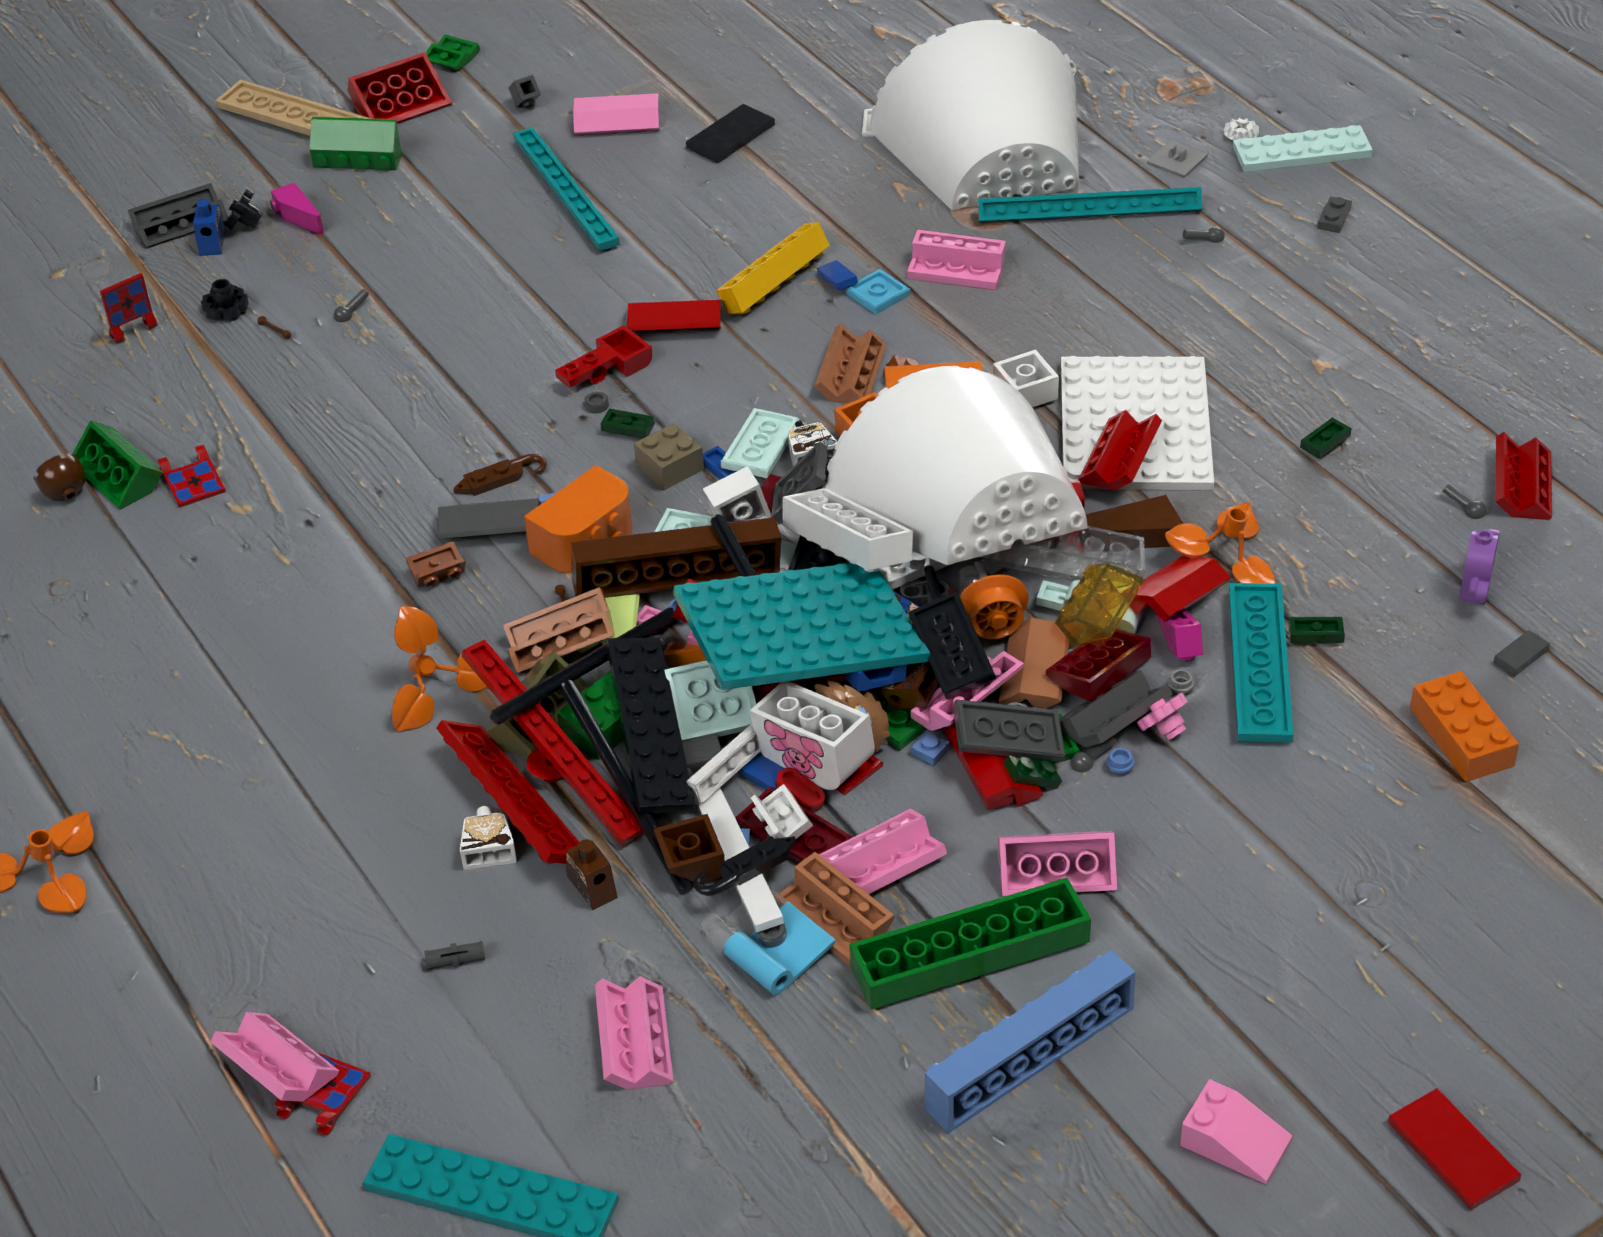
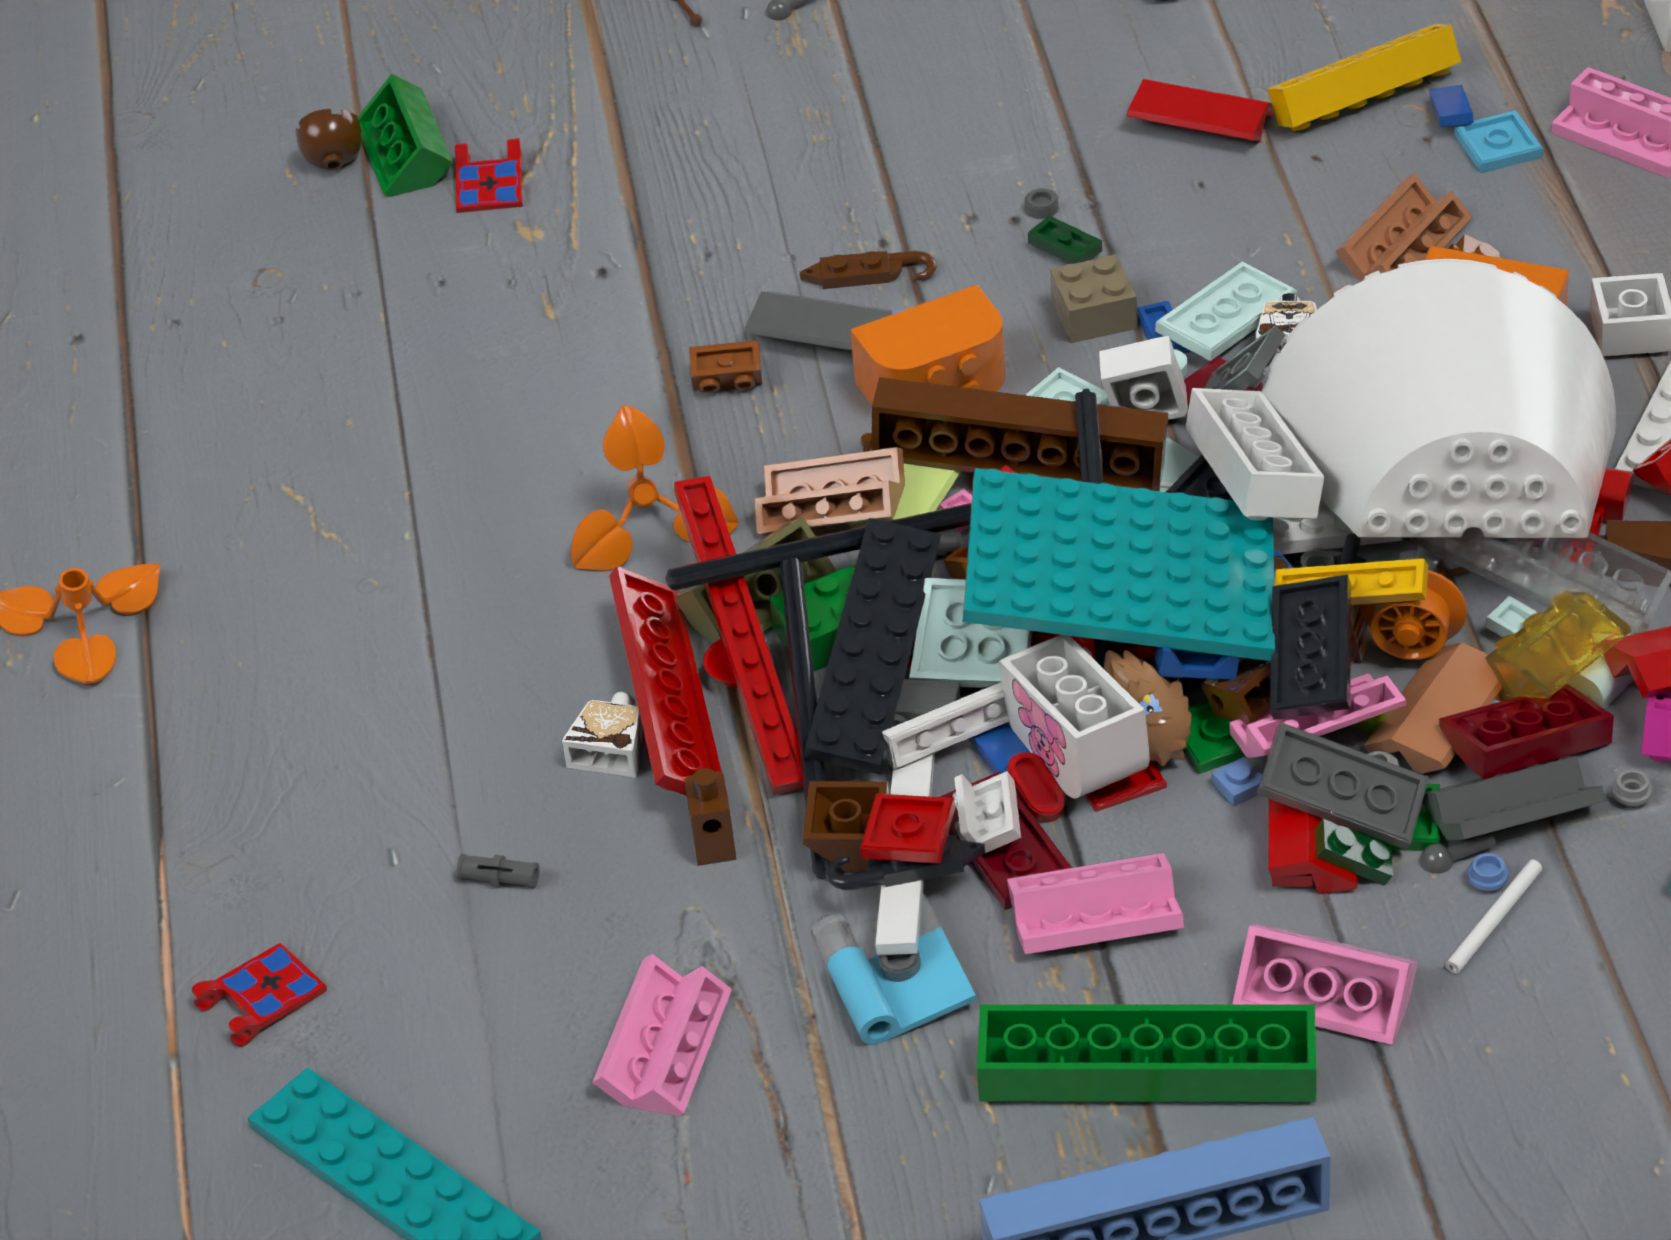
camera: 25 degrees right, 0 degrees up
(275, 1057) = (221, 932): bright pink slope -> none
(617, 349) = (1103, 138): red plate -> none
(740, 840) = (907, 828): none -> red tile
(836, 904) = (998, 947): nougat slope -> none
(972, 591) = (1369, 581): none -> yellow plate
(1138, 787) = (1493, 916): none -> white piece
(1165, 717) = (1577, 828): bright pink plant -> none

